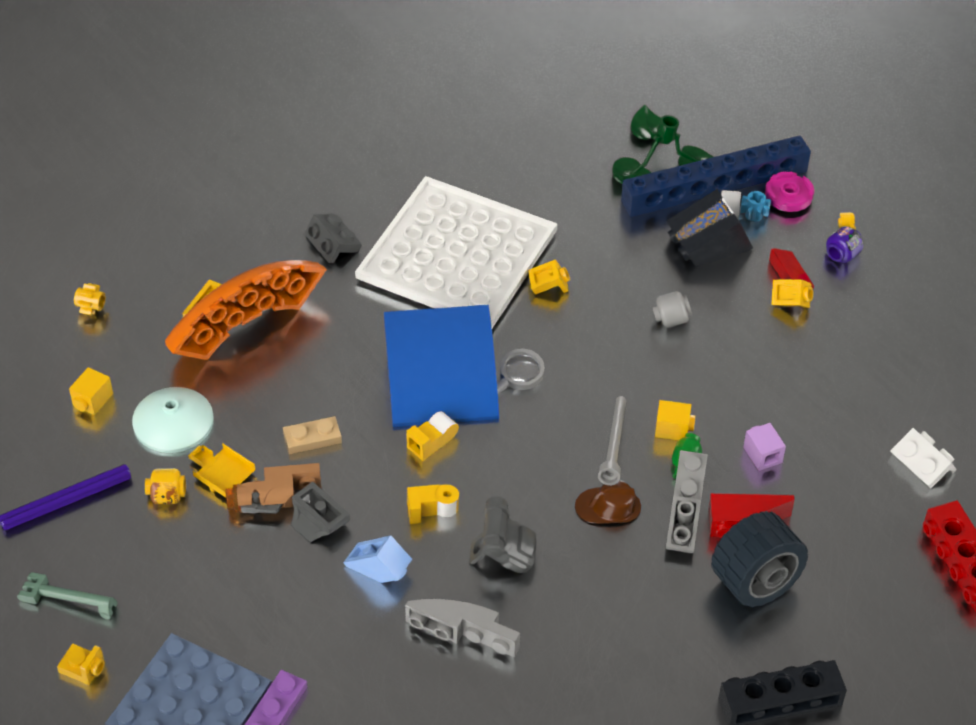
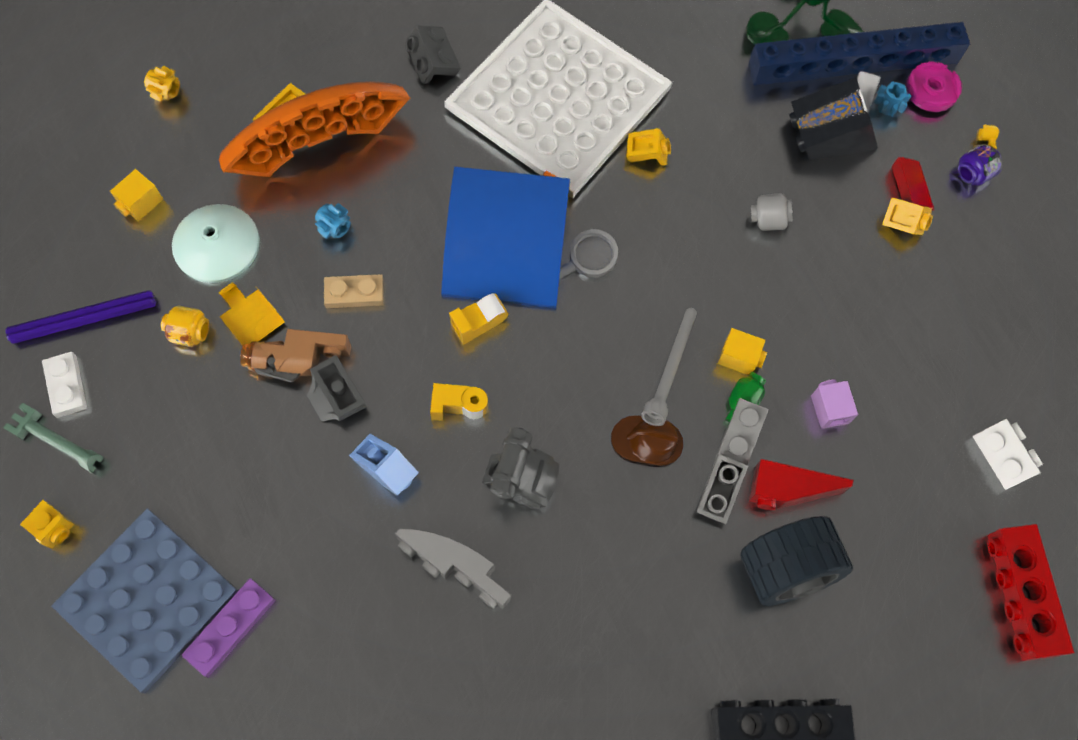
camera: 10 degrees right, 20 degrees up
(64, 553) = (64, 384): none -> white plate
(279, 380) = (332, 220): none -> dark azure gear

